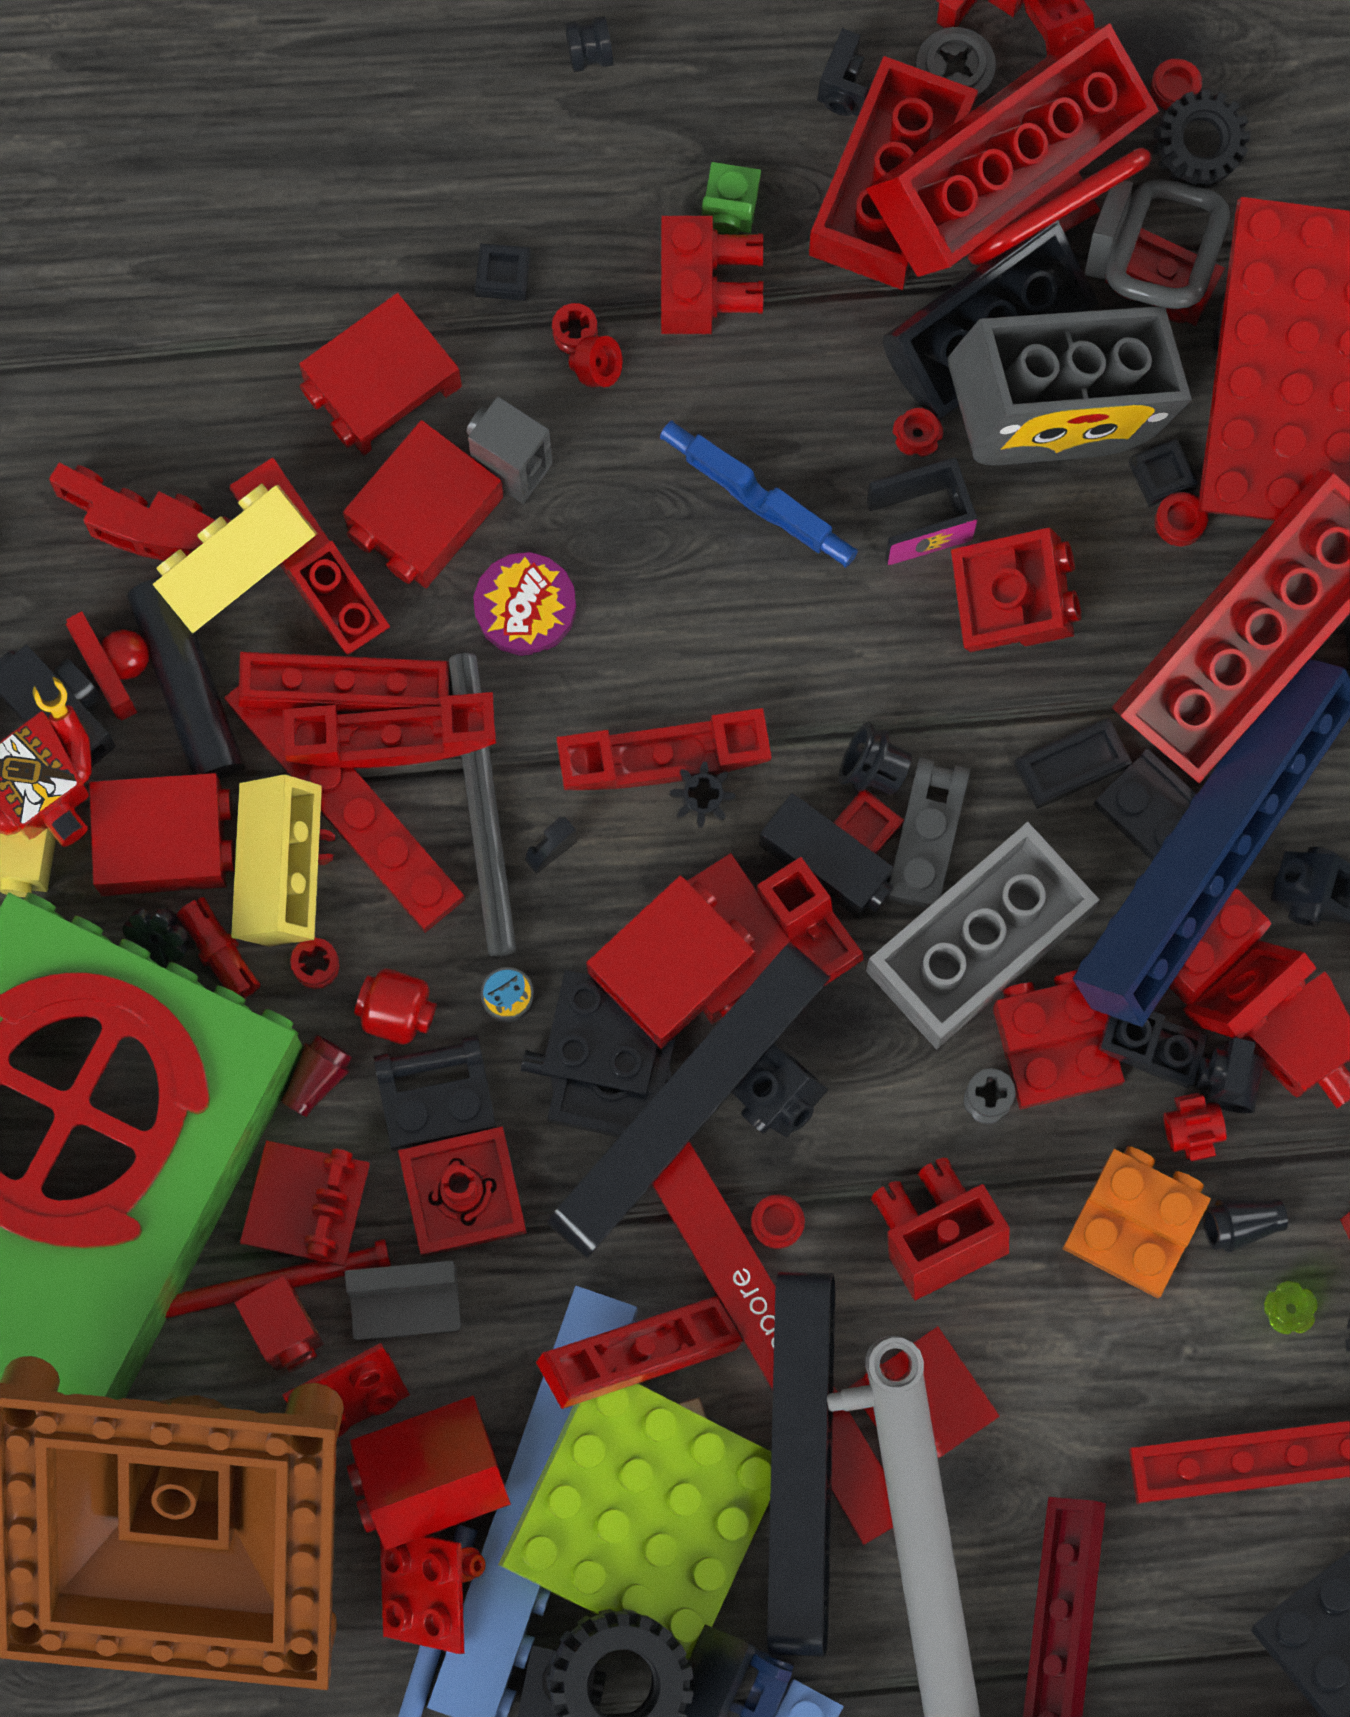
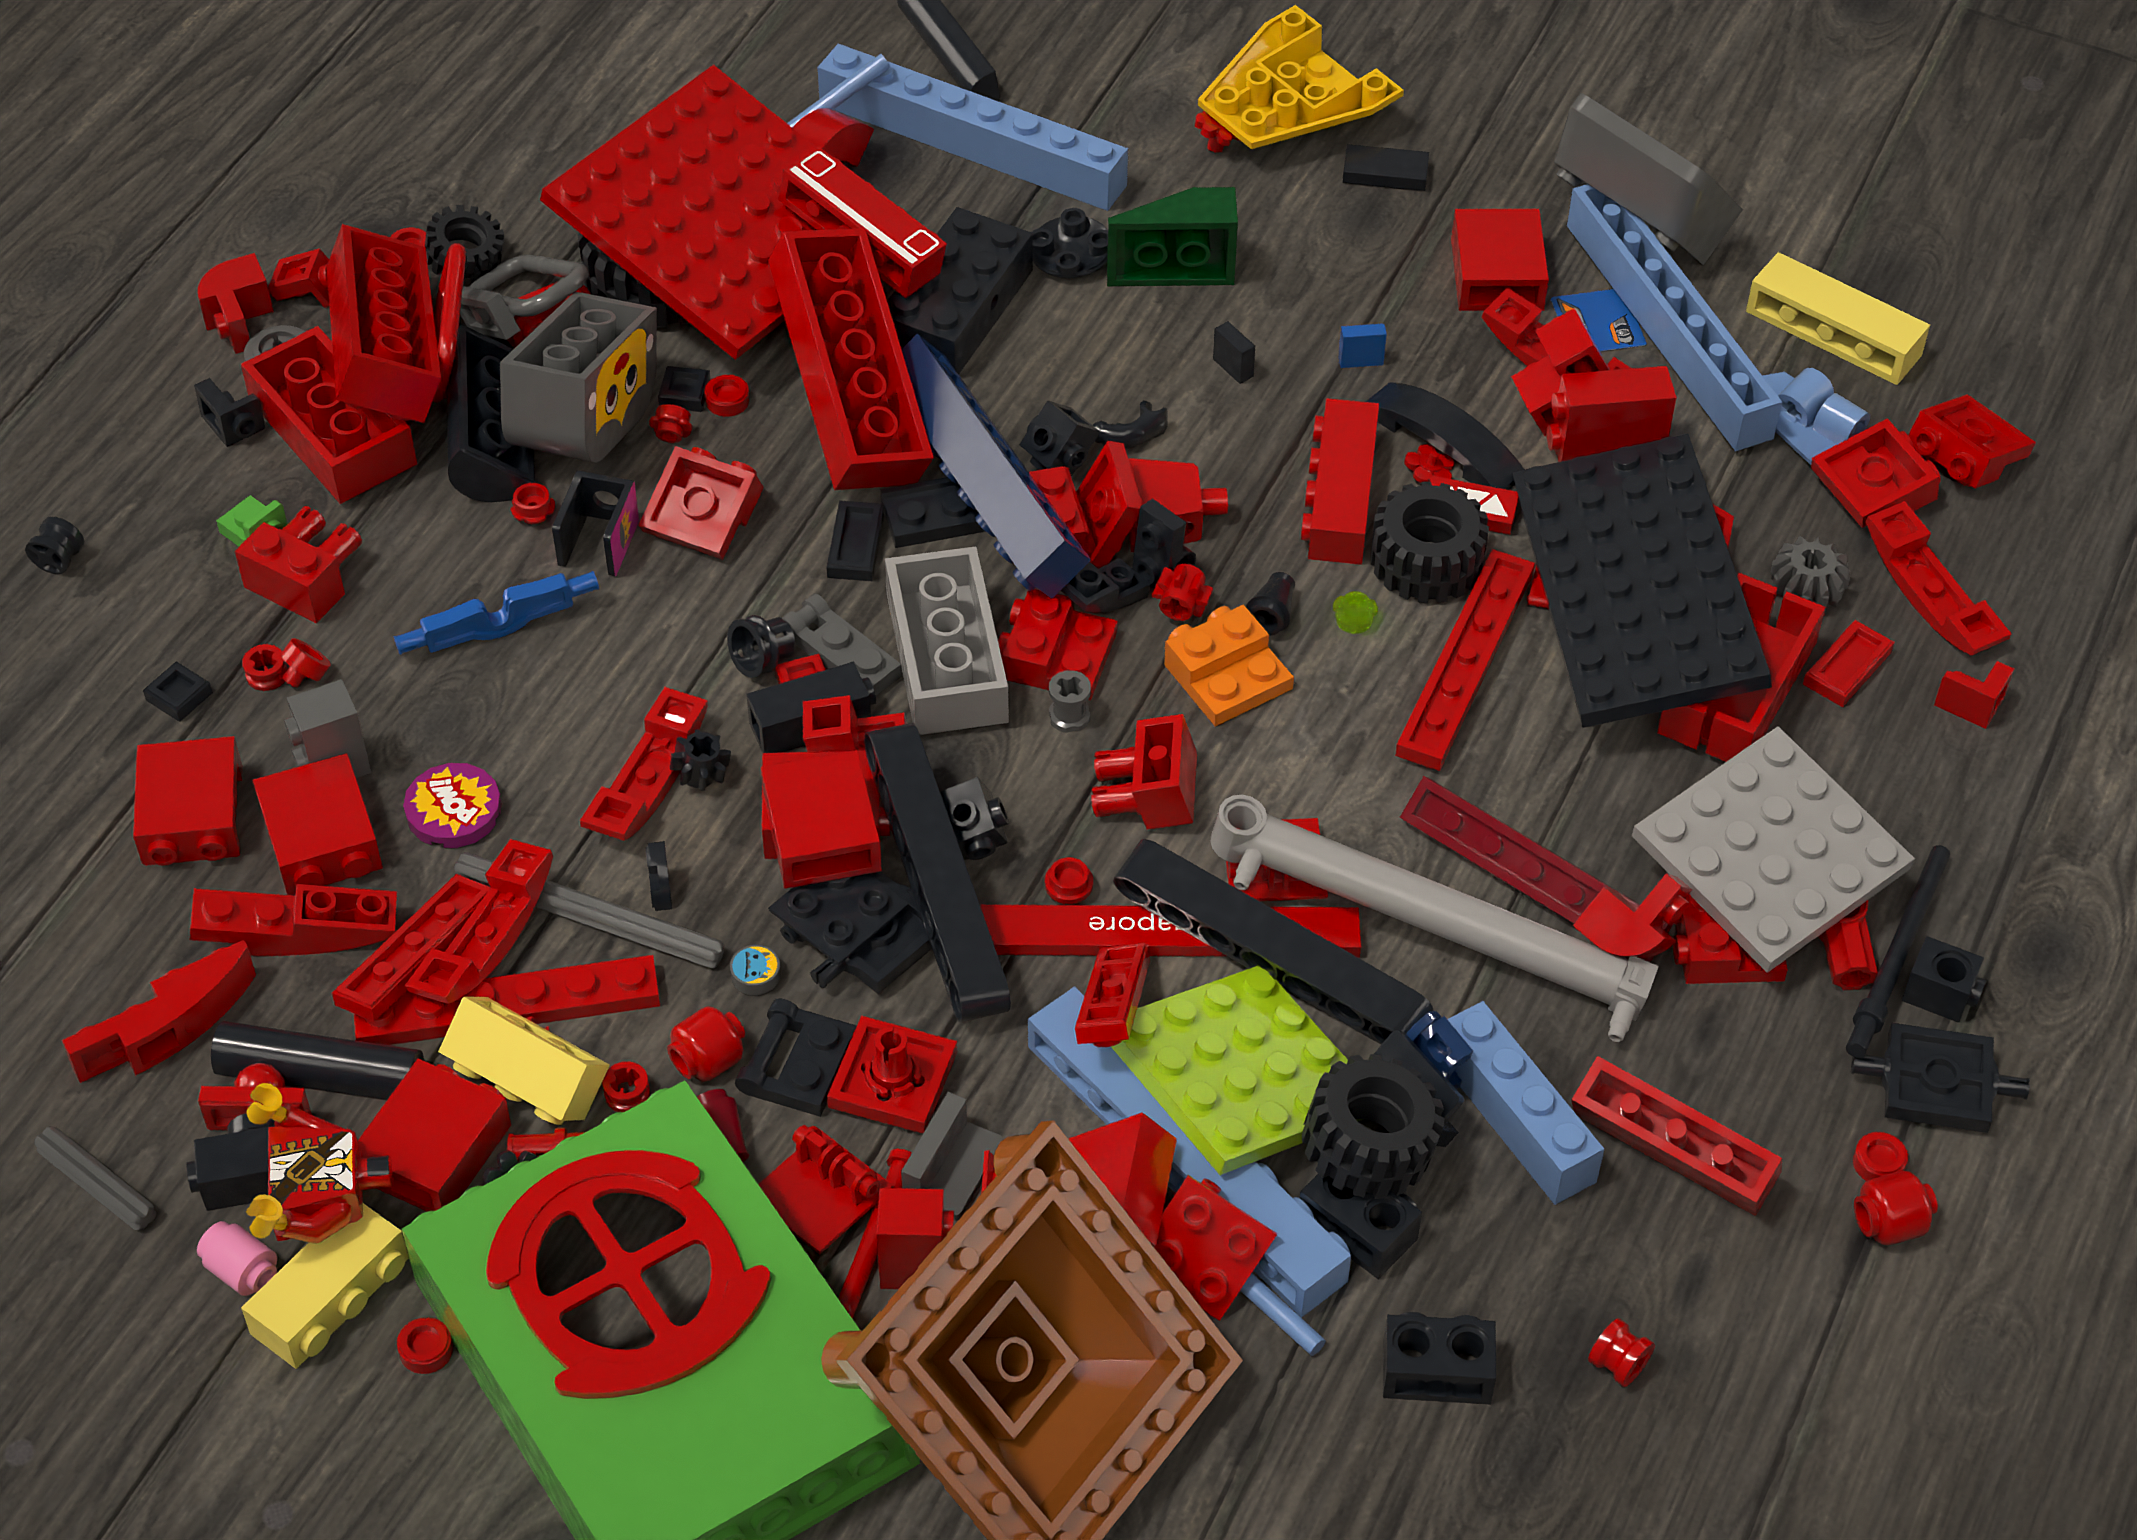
camera: 60 degrees left, 25 degrees down
(233, 556) = (253, 946): light yellow brick -> none
(1102, 493) = (671, 423): none -> red plate

